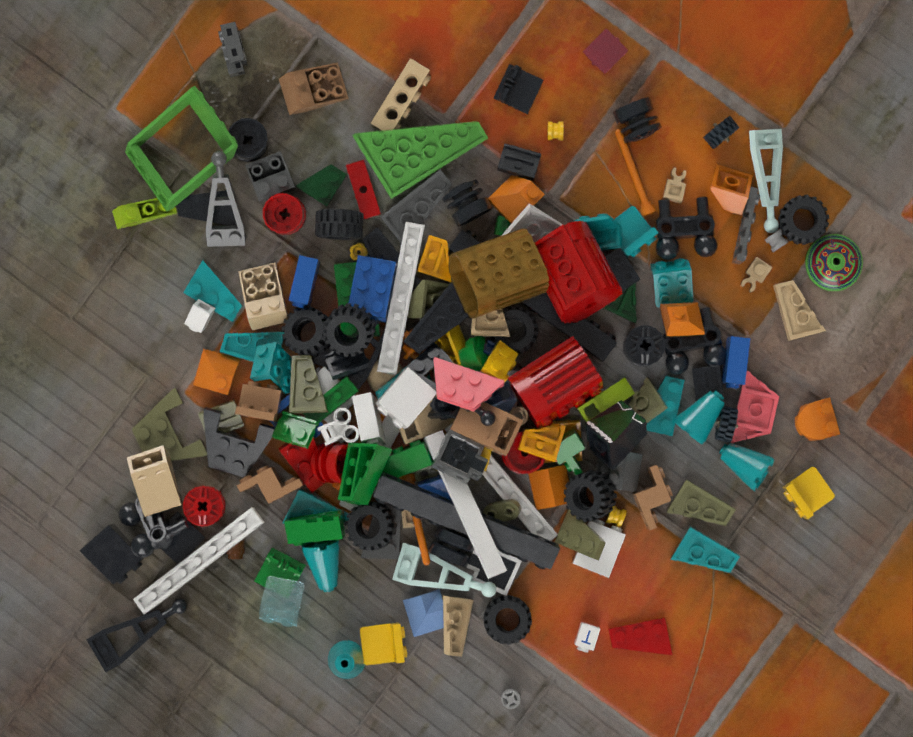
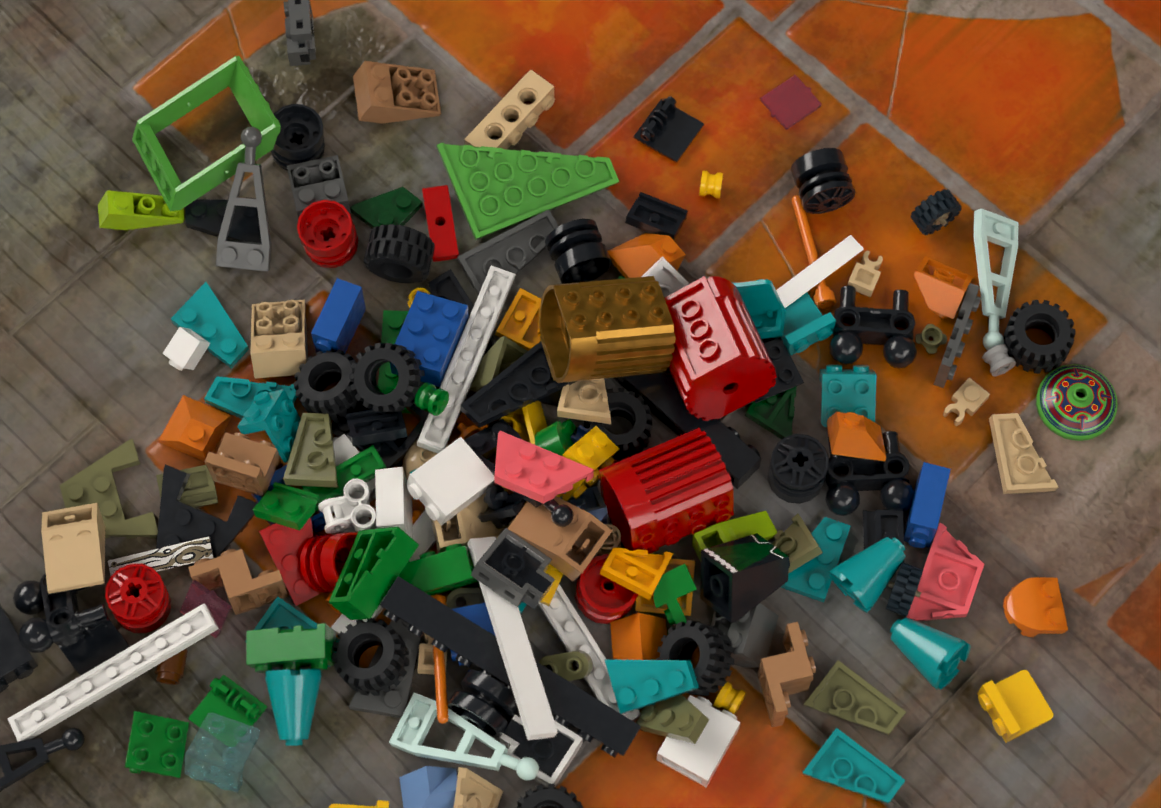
camera: 10 degrees right, 20 degrees down
(213, 473) = (168, 556): none -> sticker
(237, 603) = (156, 745): none -> green hinge
(246, 502) = (200, 594): none -> clear pink piece
(382, 339) = (431, 398): none -> green wheel
(560, 518) = (649, 681): none -> teal wing
(640, 190) = (818, 270): none -> white sticker
(726, 234) = (934, 332): none -> olive plate

